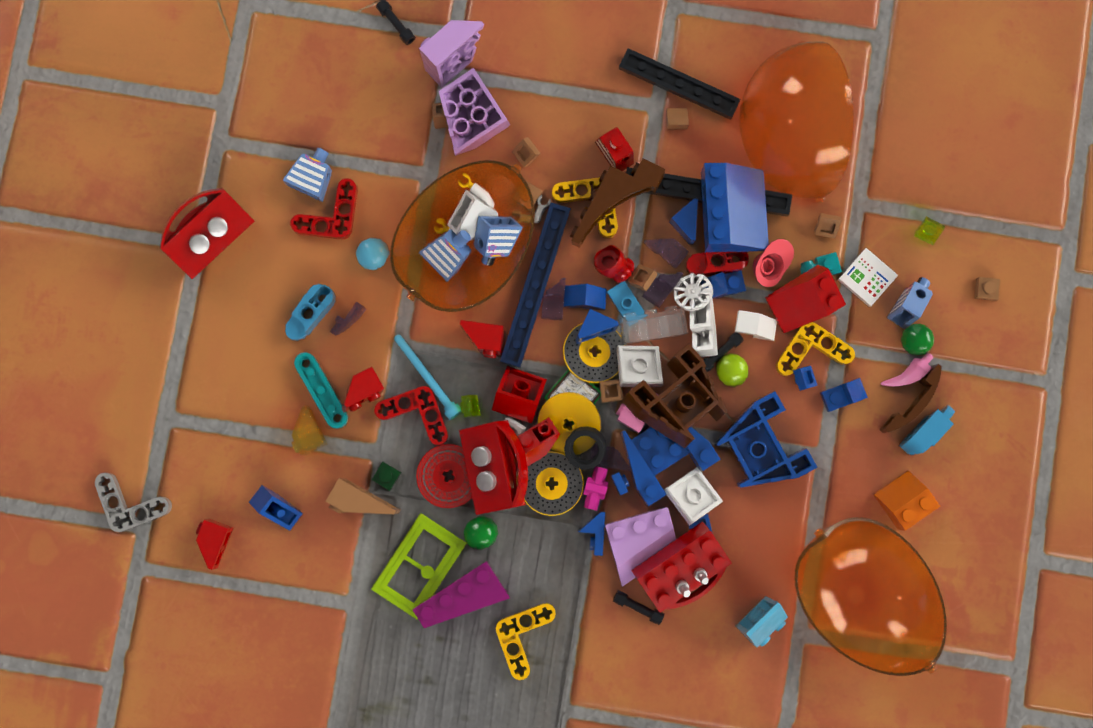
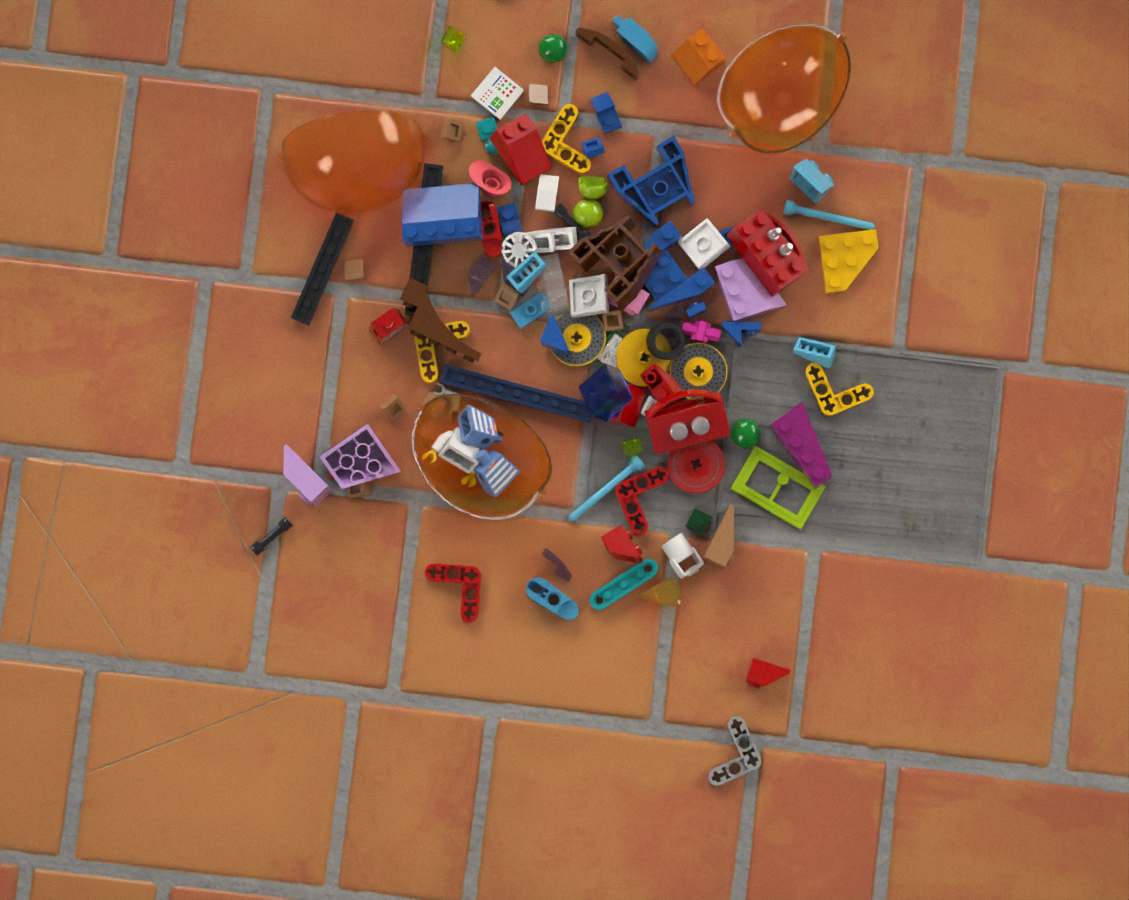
camera: 90 degrees left, 0 degrees up
(204, 230) = (483, 696): red piece -> none
(275, 508) = (732, 619): blue slope -> none
(310, 175) = (422, 606): medium blue torso -> none
(352, 451) = (678, 550): none -> white piece
(372, 253) = (494, 545): medium azure hair -> none
(485, 337) = (570, 435): red slope -> none
(529, 378) = (605, 392): none -> clear blue brick
(554, 301) = (532, 376): slope -> none
(559, 620) = (824, 358): none -> medium azure slope
(585, 296) = (526, 348): blue slope -> none
(613, 264) = (495, 323): red hair -> none
(654, 615) = (810, 275): black bar -> none
(668, 289) = (527, 281): none -> medium azure slope
(674, 655) = (845, 257): none -> yellow plate
(686, 221) = (452, 258): blue slope -> none
(731, 597) = (792, 208): none -> medium azure piece
(761, 375) = (592, 187): none -> lime hair
(865, 320) = (538, 94): none -> slope
(911, 303) = (521, 54): medium blue torso -> none
(915, 371) = (582, 49): bright pink bar -> none

